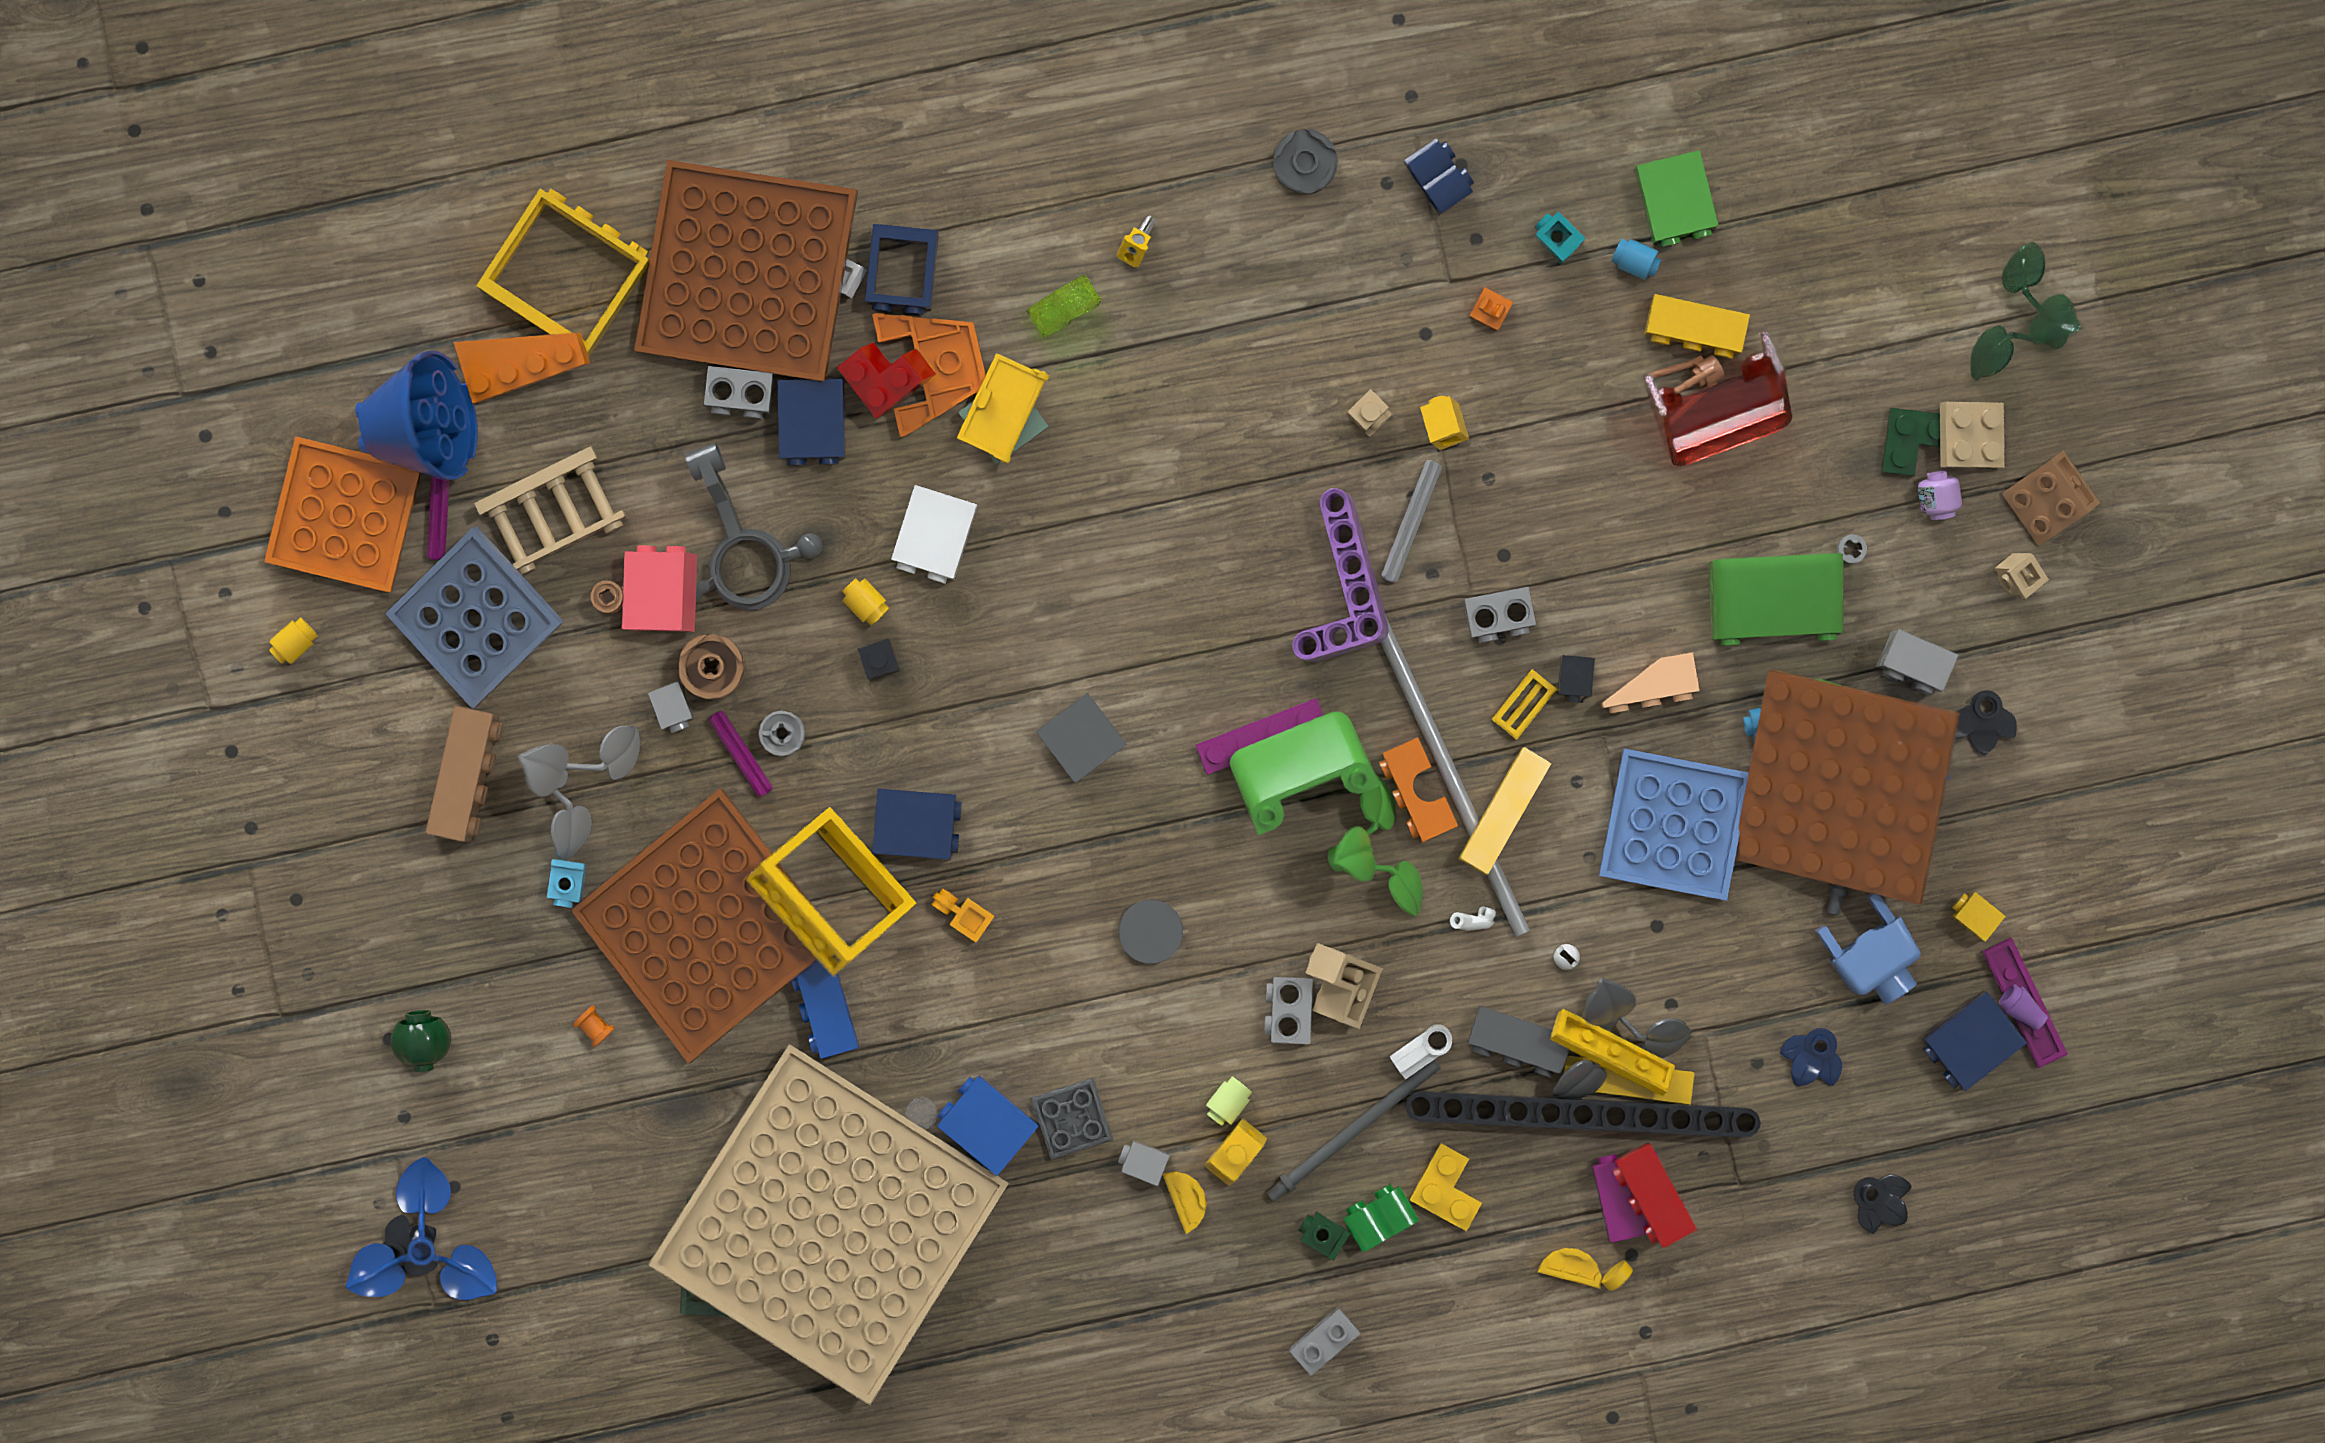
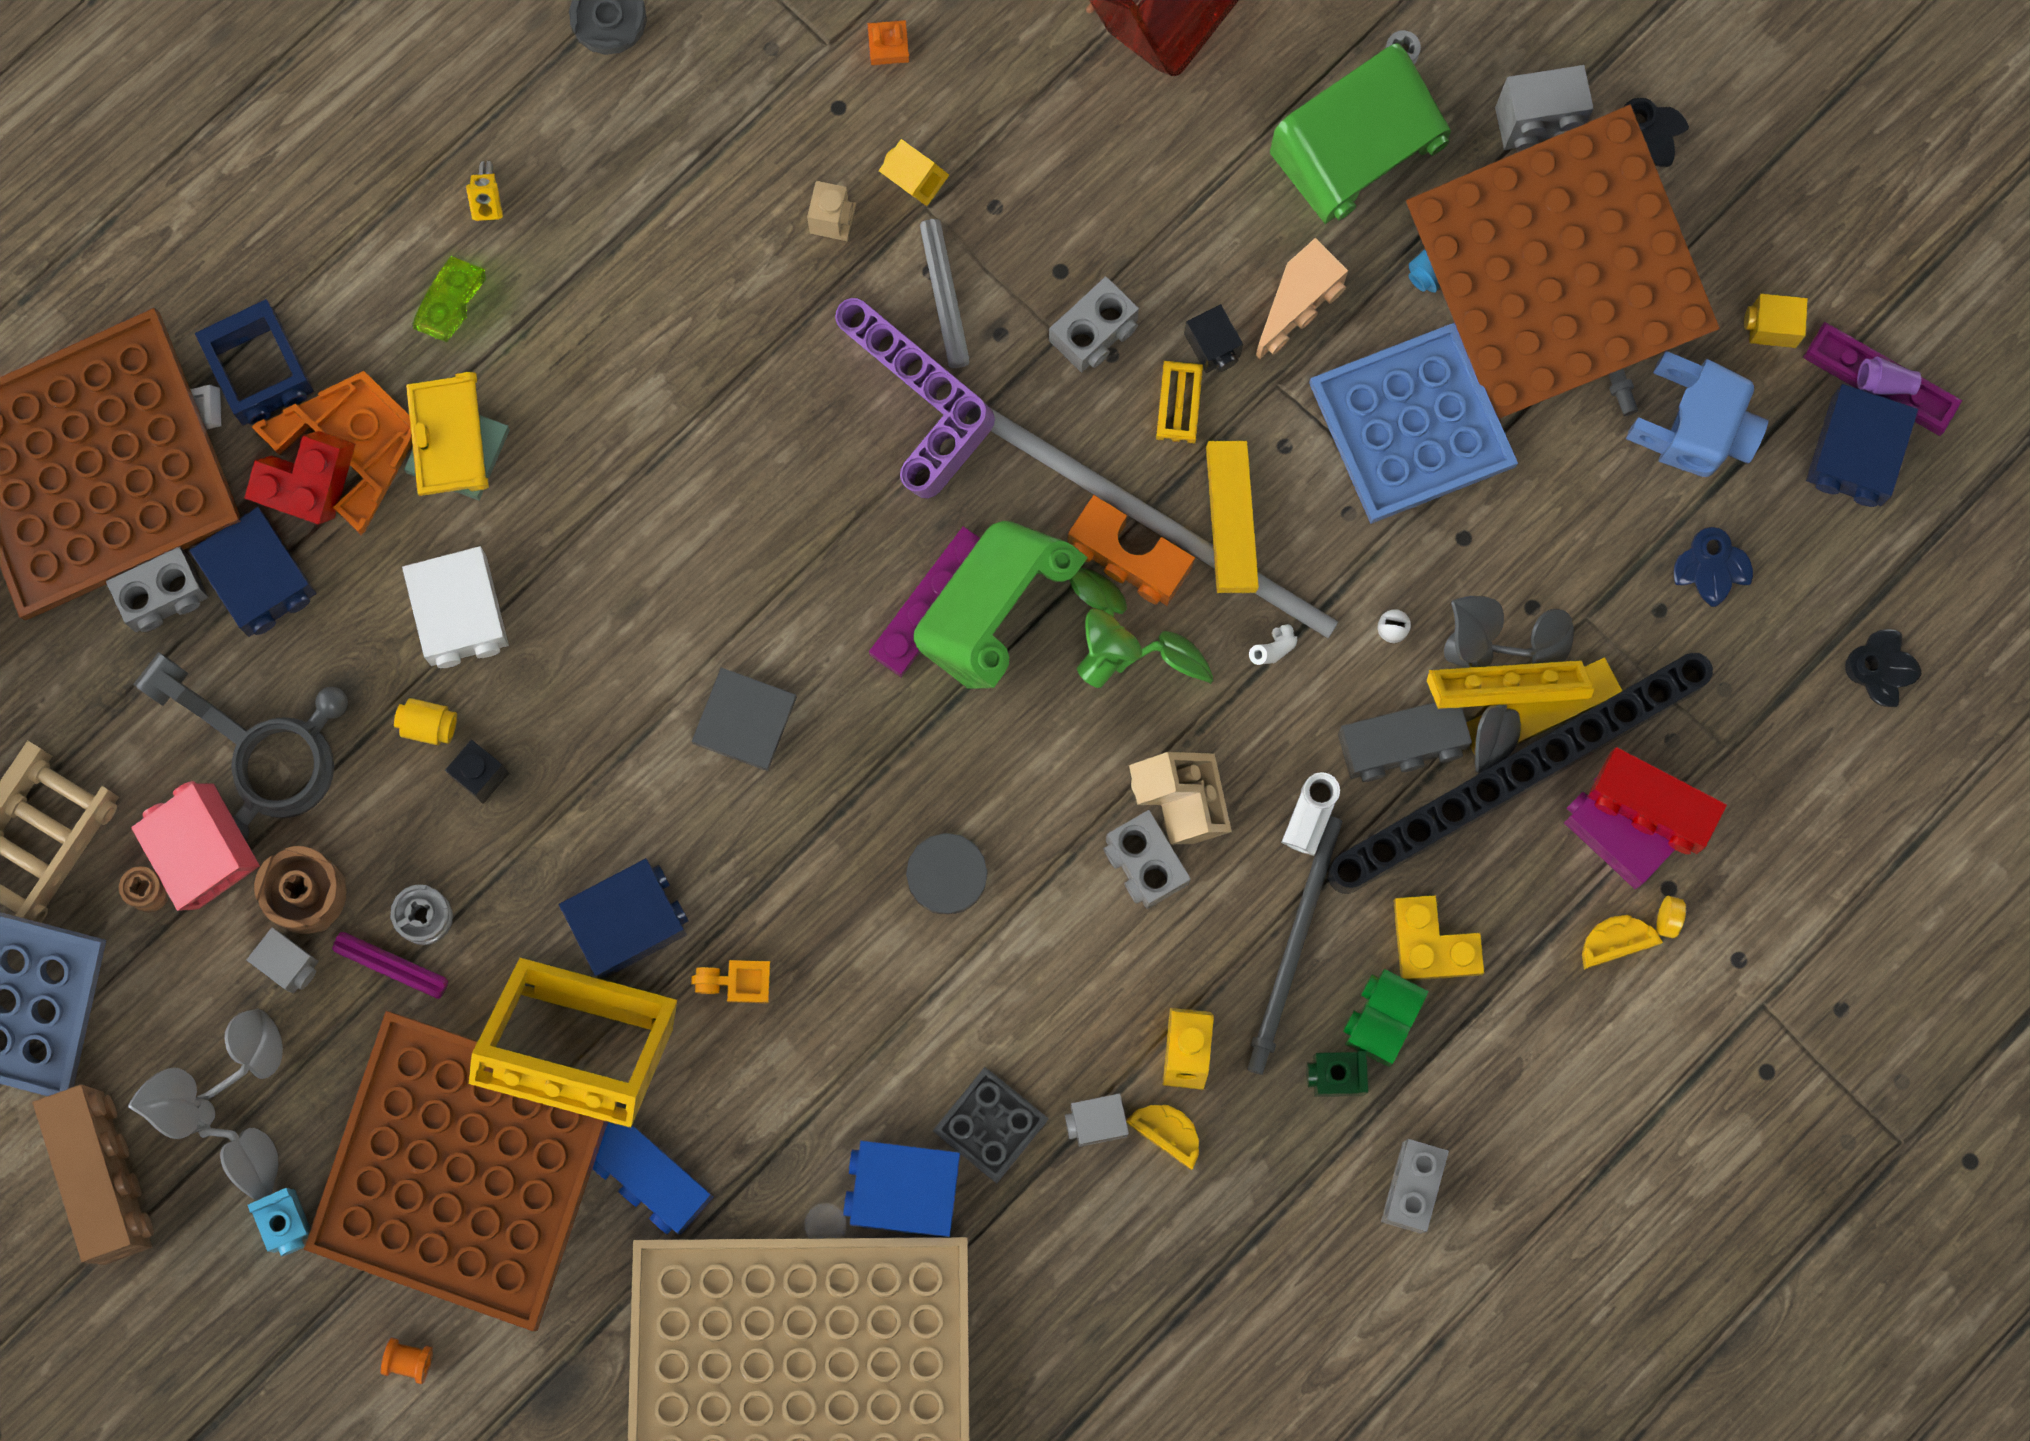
camera: 35 degrees left, 10 degrees down
(1228, 1101) = (1145, 998): yellowish green brick -> none

